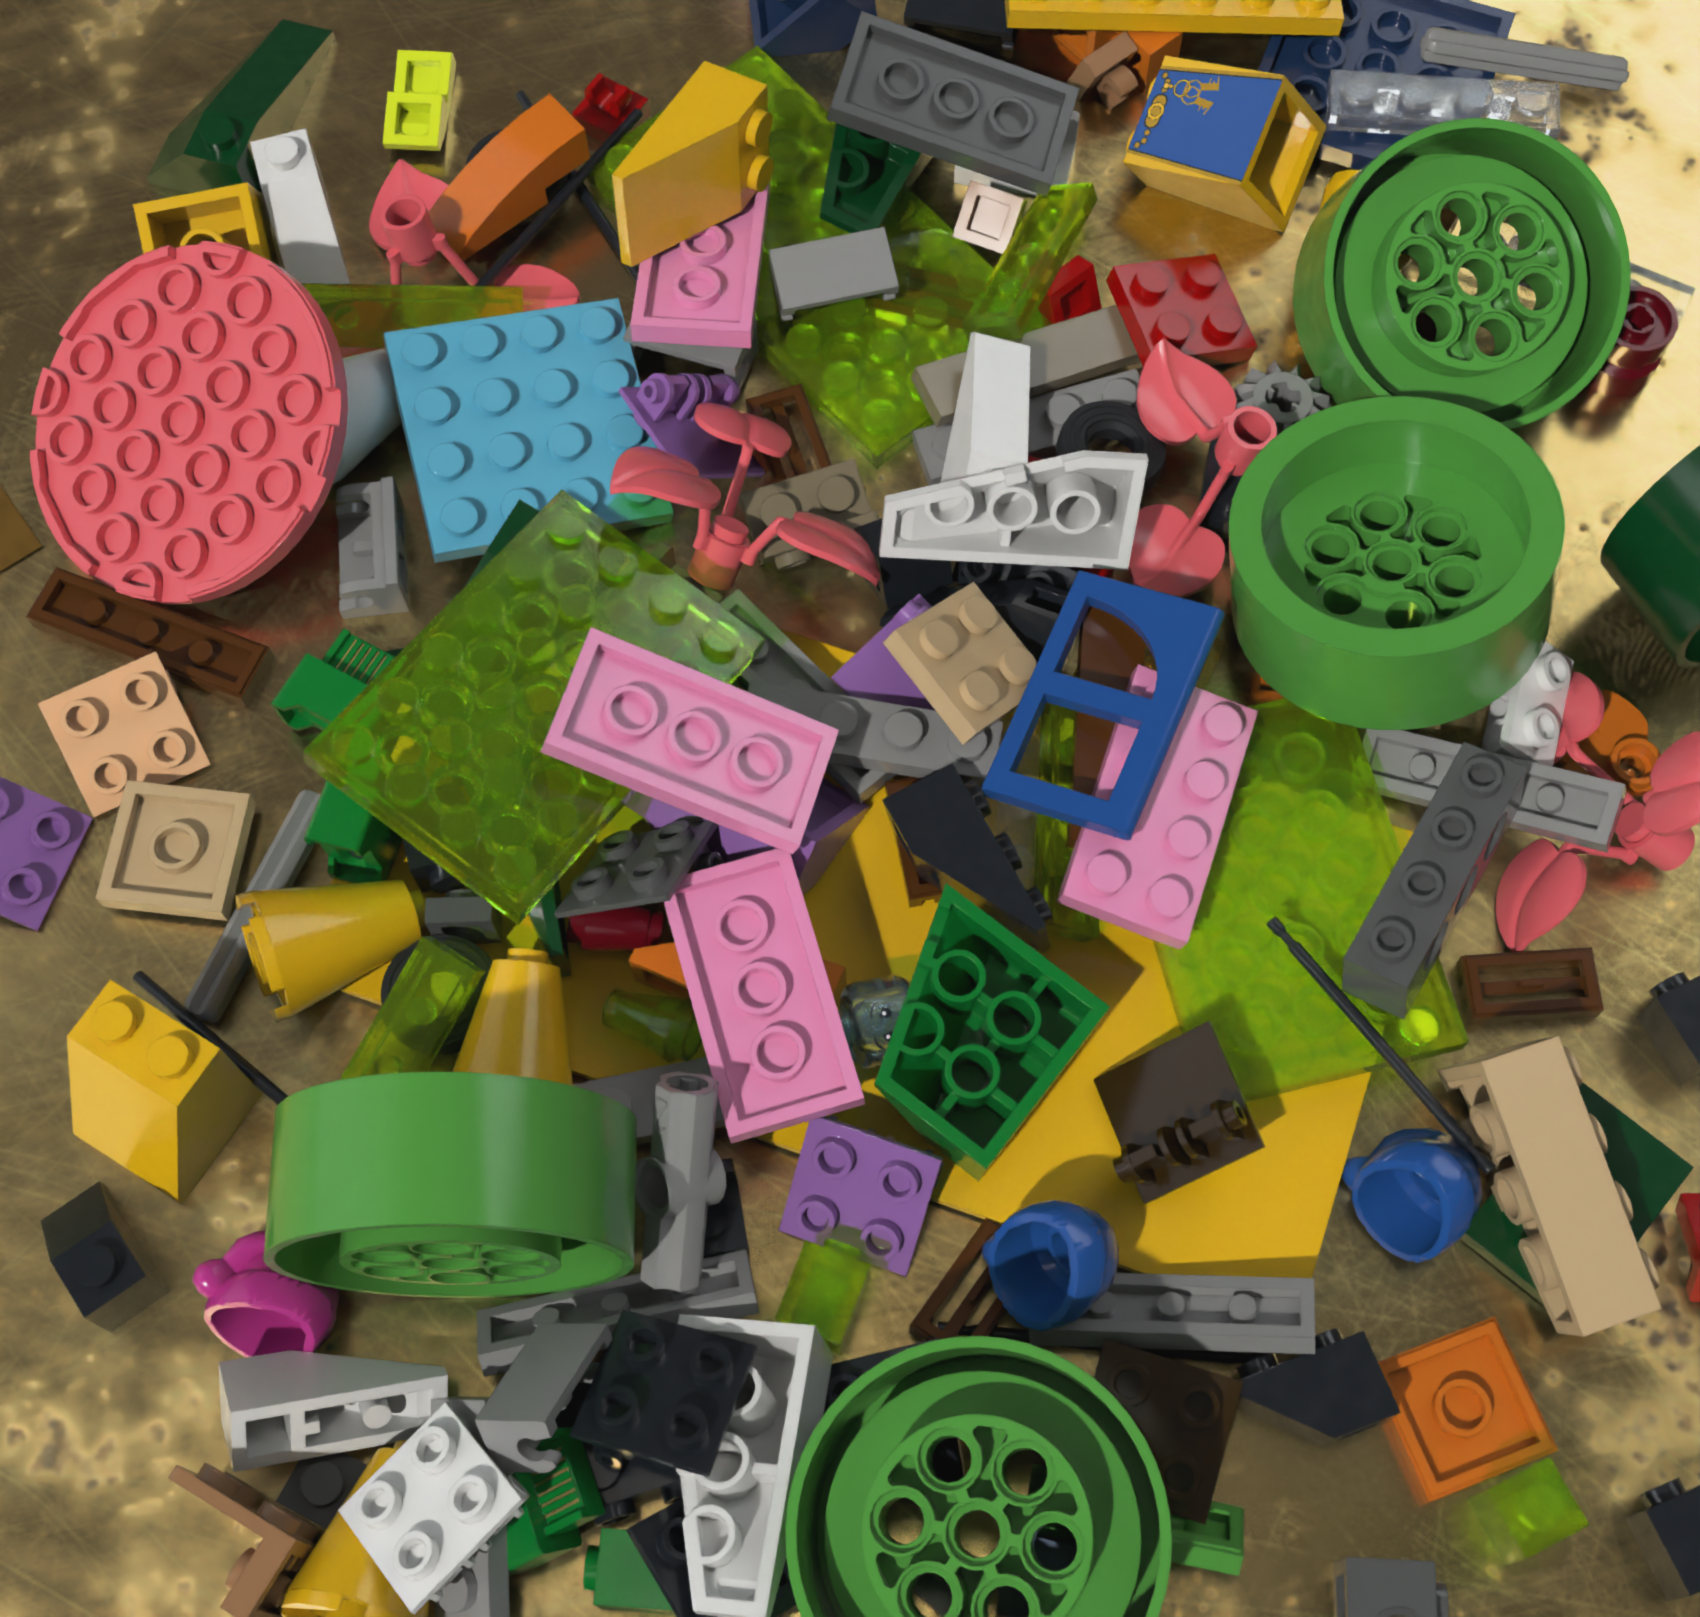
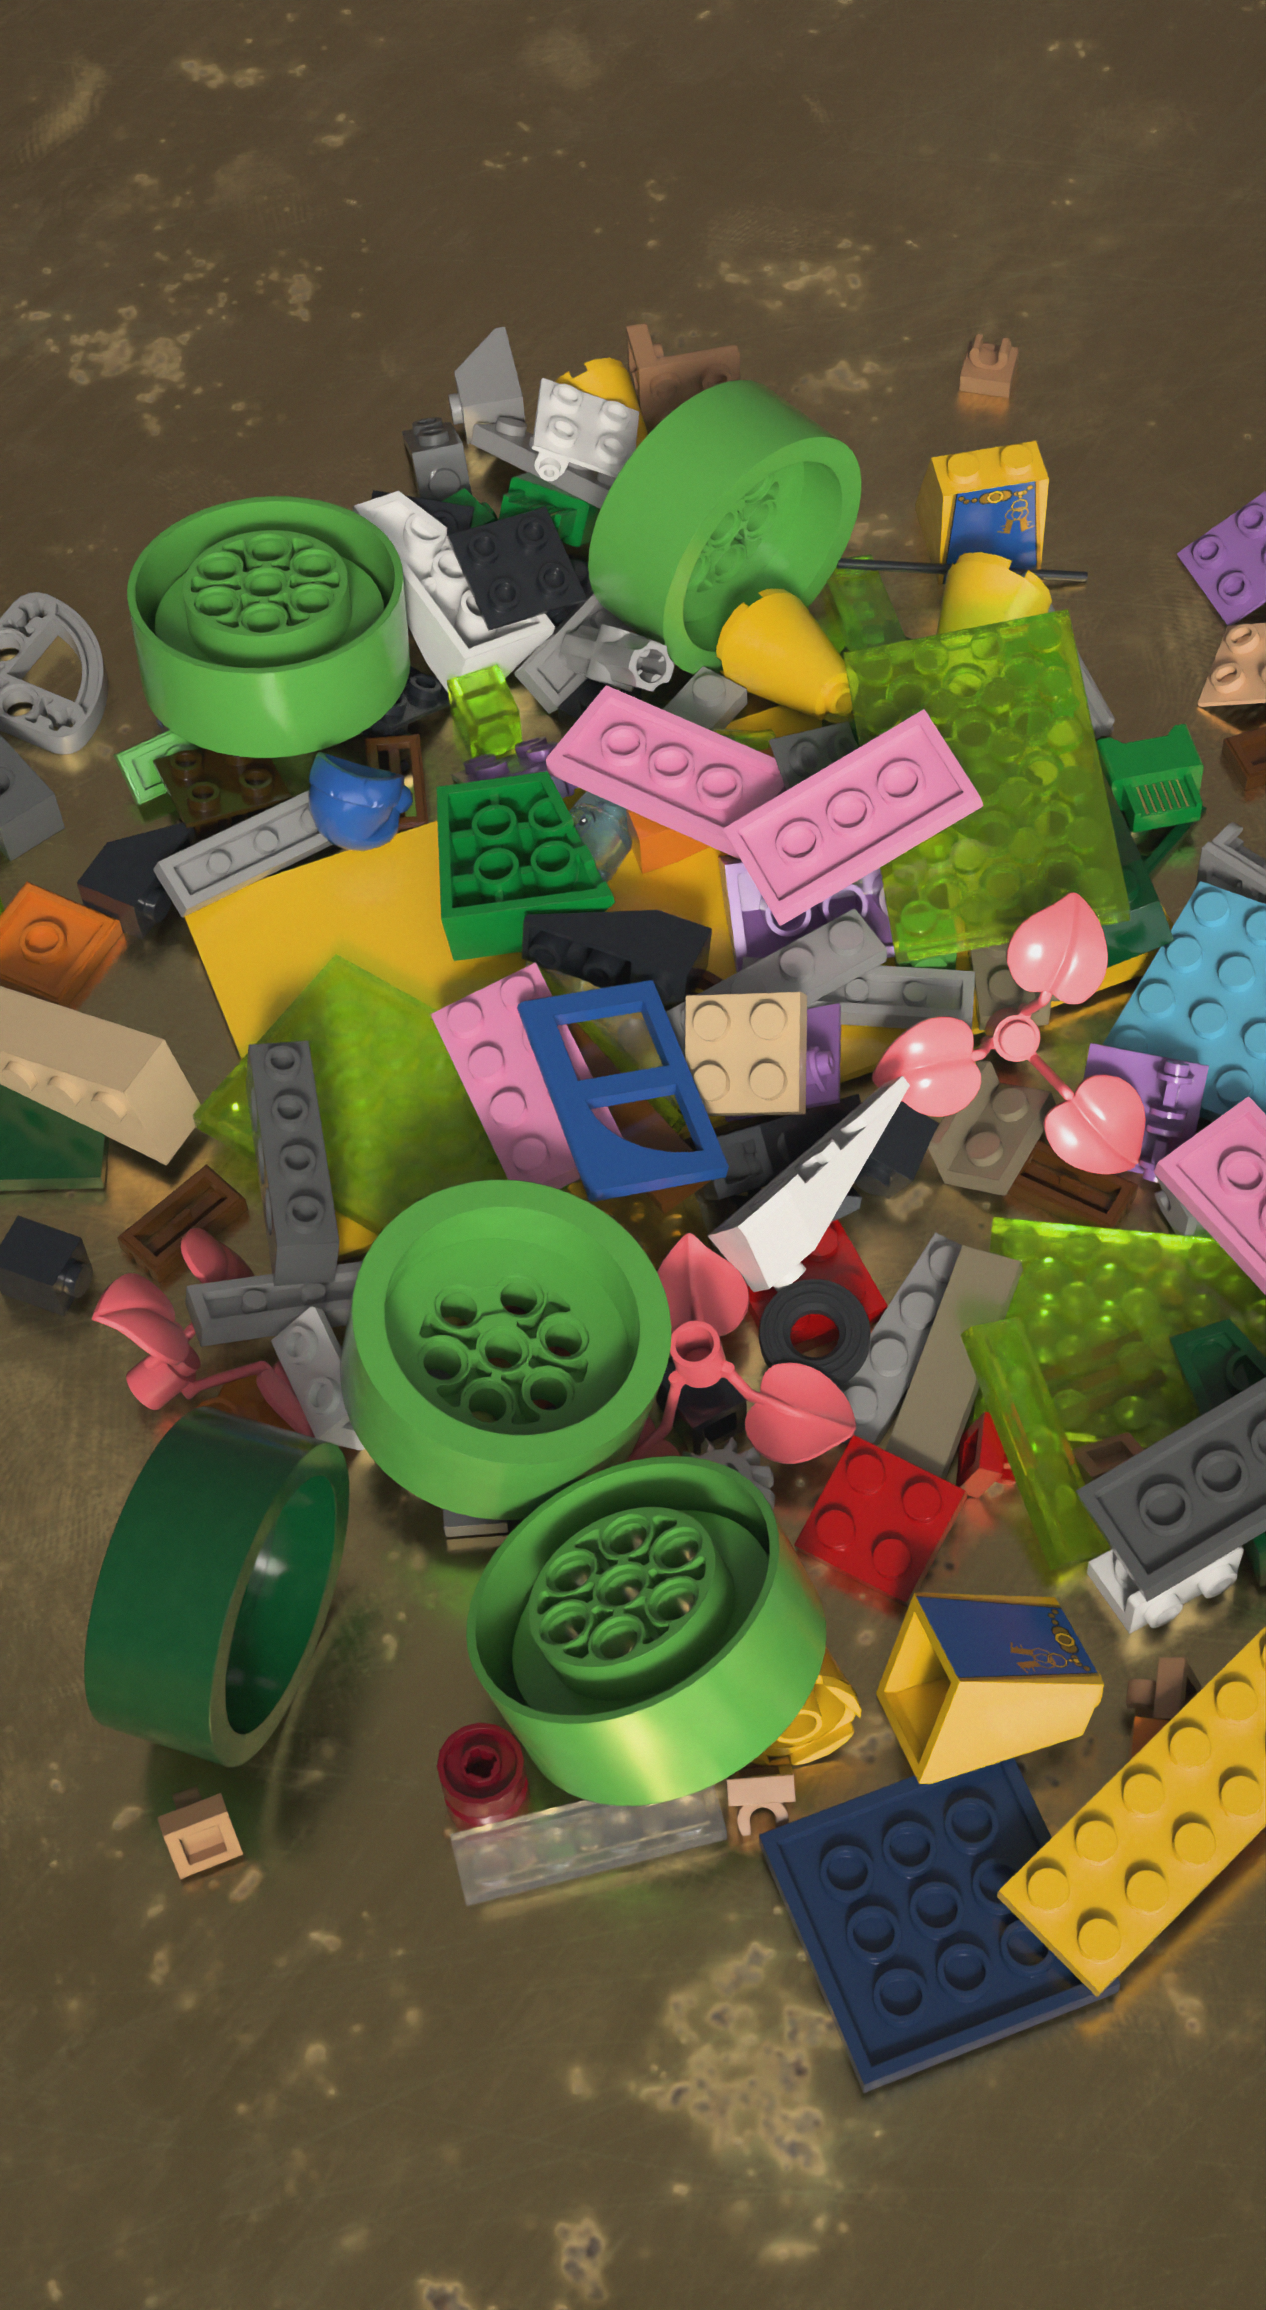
camera: 140 degrees right, 10 degrees down
(101, 1259) = (912, 431): black slope -> none
(176, 850) = (1146, 636): tan plate -> none
(535, 1392) = (580, 496): light grey hinge -> none
(832, 271) = (1165, 1289): light grey hinge -> none
(990, 409) = (912, 1257): white slope -> none
(1177, 1114) = (347, 931): dark brown hinge -> none
(1381, 1046) = (241, 1062): black piece -> none
(1412, 102) = (835, 1895): clear plate -> none
(1415, 1192) = (170, 1014): blue piece -> none
(1523, 58) = (807, 2020): light grey axle -> none

